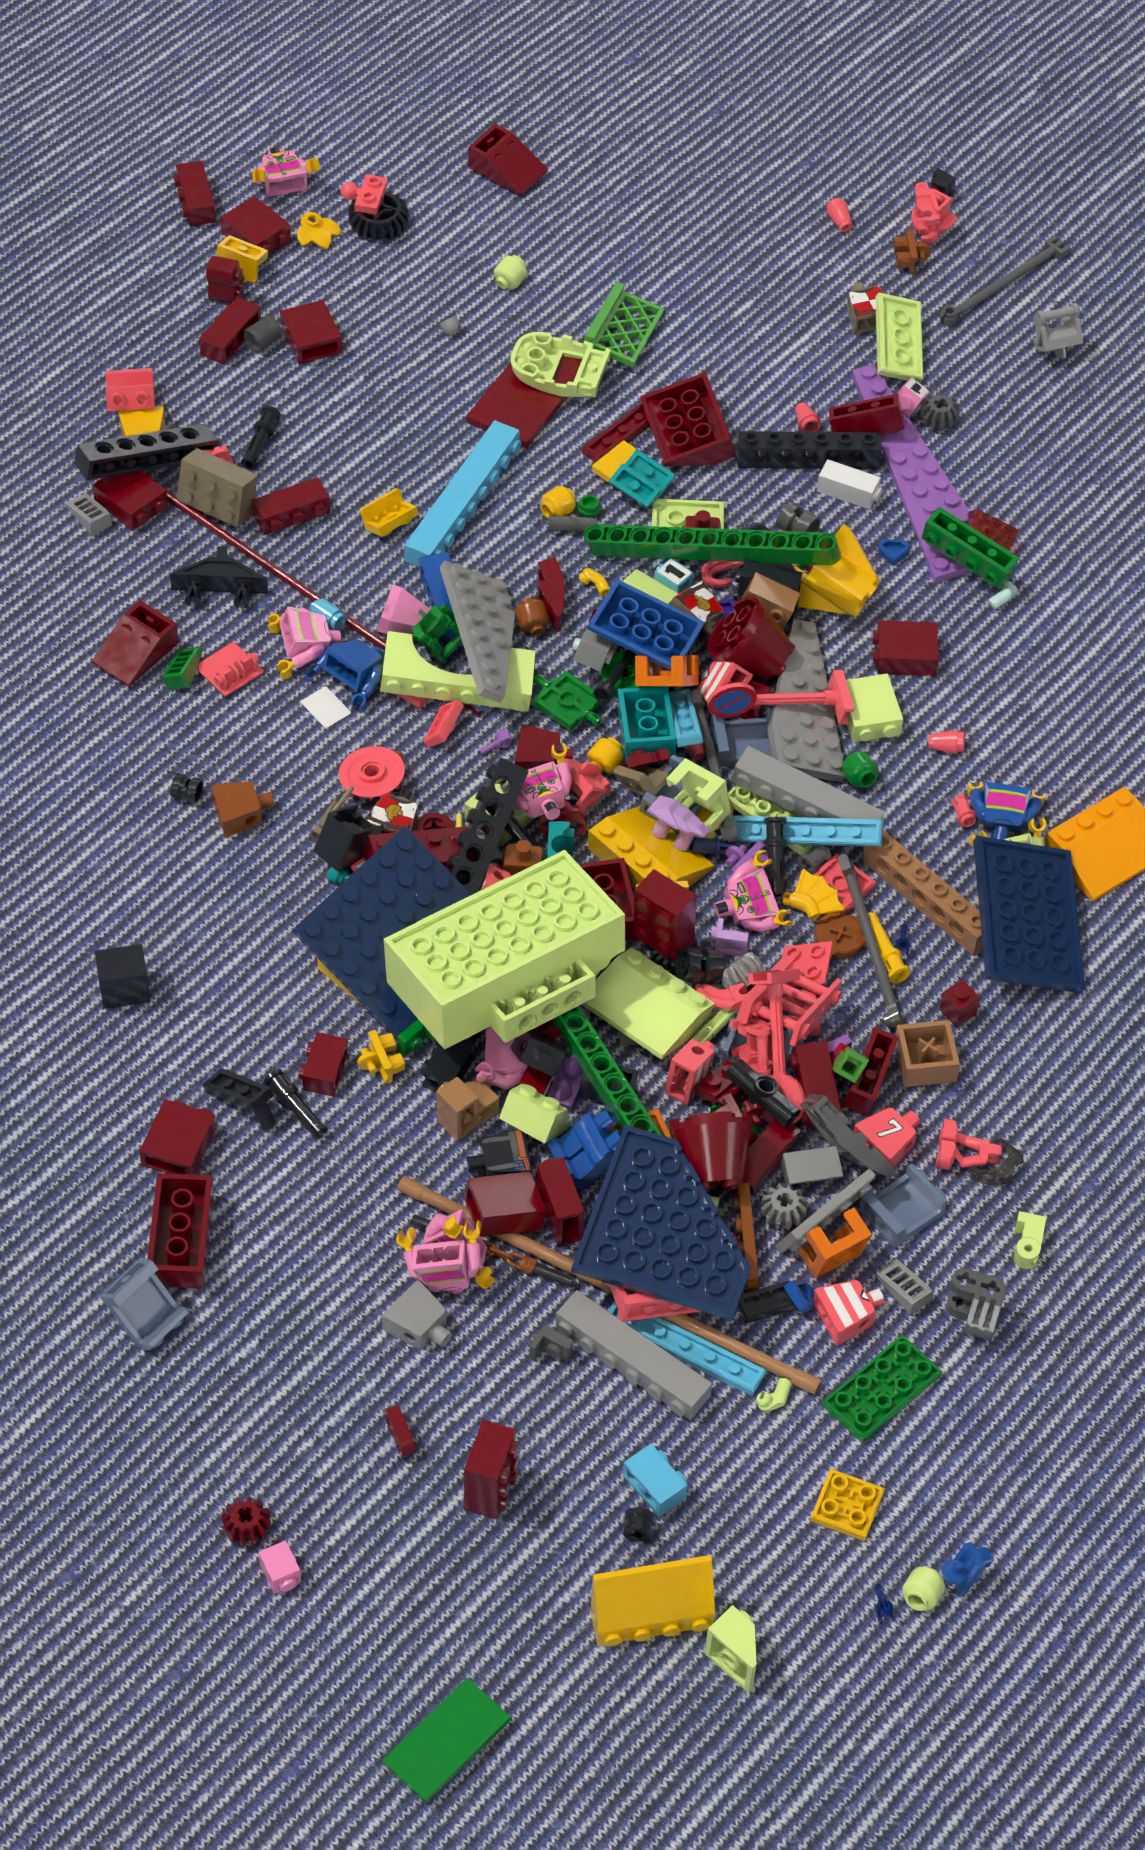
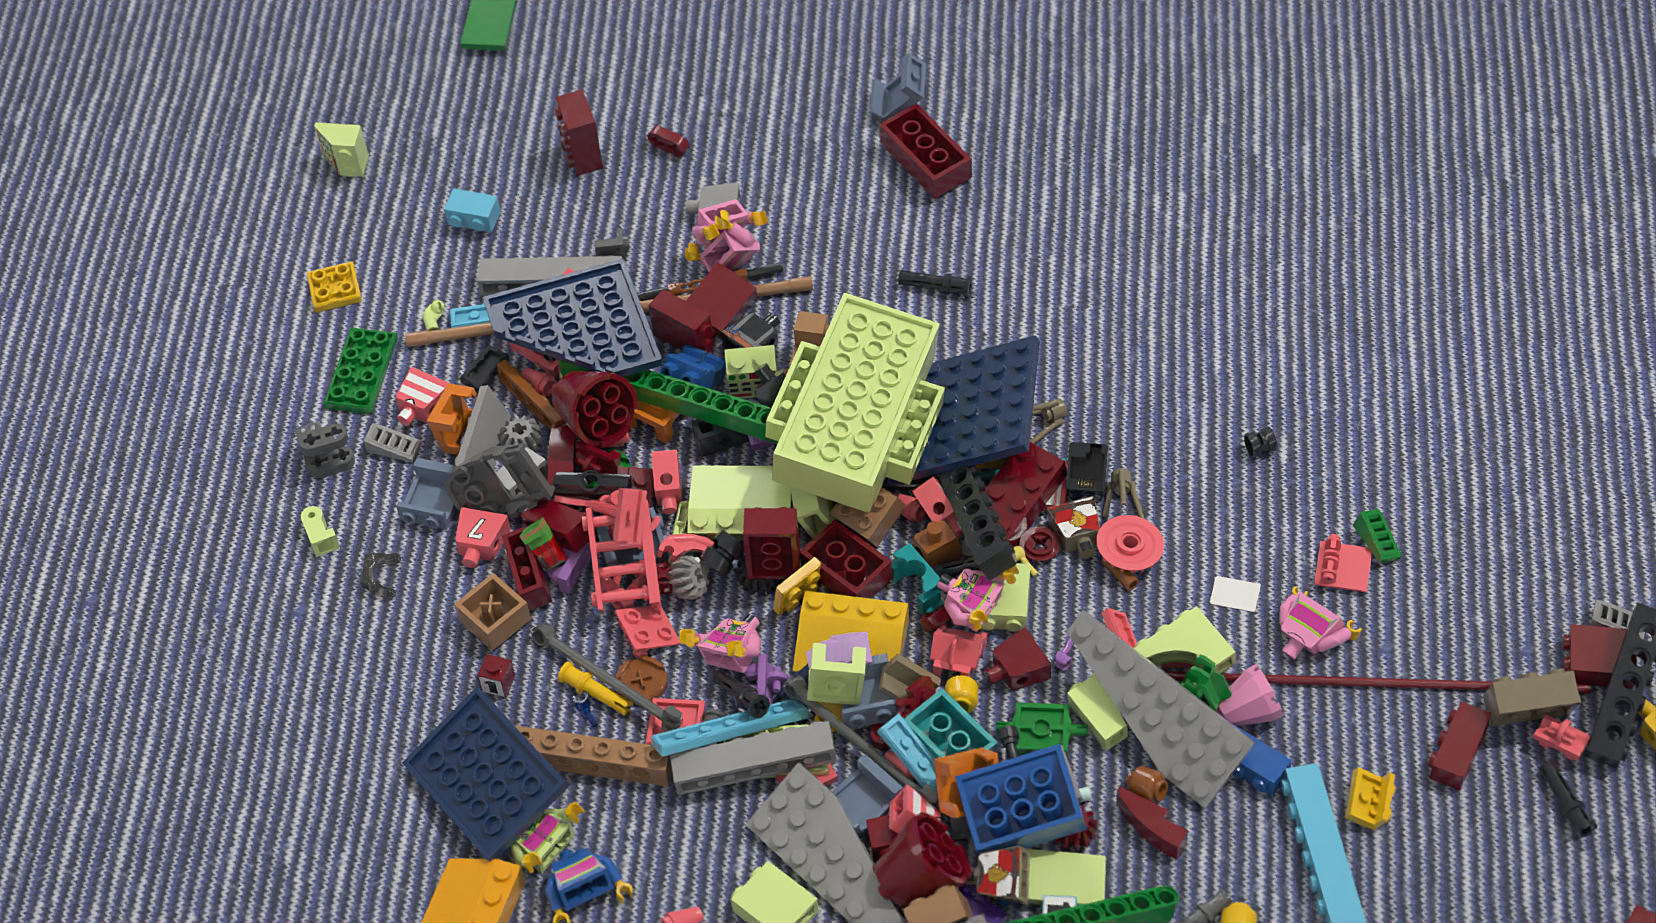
camera: 150 degrees right, 0 degrees up
(122, 976) = (1145, 270): black piece -> none
(136, 643) = (1433, 528): dark red slope -> none
(178, 1138) = (991, 207): dark red brick -> none
(219, 575) = (1438, 639): black connector -> none
(239, 806) = (1206, 455): dark orange torso -> none
(243, 1093) = (977, 253): black piece -> none
(246, 1511) = (718, 38): dark red gear -> none
(280, 1567) = (673, 29): bright pink brick -> none
(324, 1064) = (943, 310): dark red brick -> none
(334, 615) = (1316, 663): medium azure brick -> none
(353, 665) = (1244, 626): blue torso -> none
(598, 579) = (1131, 871): yellow arm -> none
(638, 1524) = (464, 181): black wheel -> none
(653, 1601) = (416, 137): yellow slope -> none
(727, 941) = (723, 605): lavender bracket -> none
(738, 698) = (876, 792): coral piece -> none
(801, 1294) = (462, 378): blue tile -> none
(813, 896) = (686, 691): yellow arm -> none
(860, 770) = (736, 833): green head -> none
(883, 1607) = (259, 242): clear blue hand -> none
(923, 1588) = (244, 262): yellowish green head -> none
(948, 1151) = (430, 565): coral piece -> none
(966, 815) = (624, 865): coral pin -> none
(966, 1567) = (219, 283): blue hips -> none

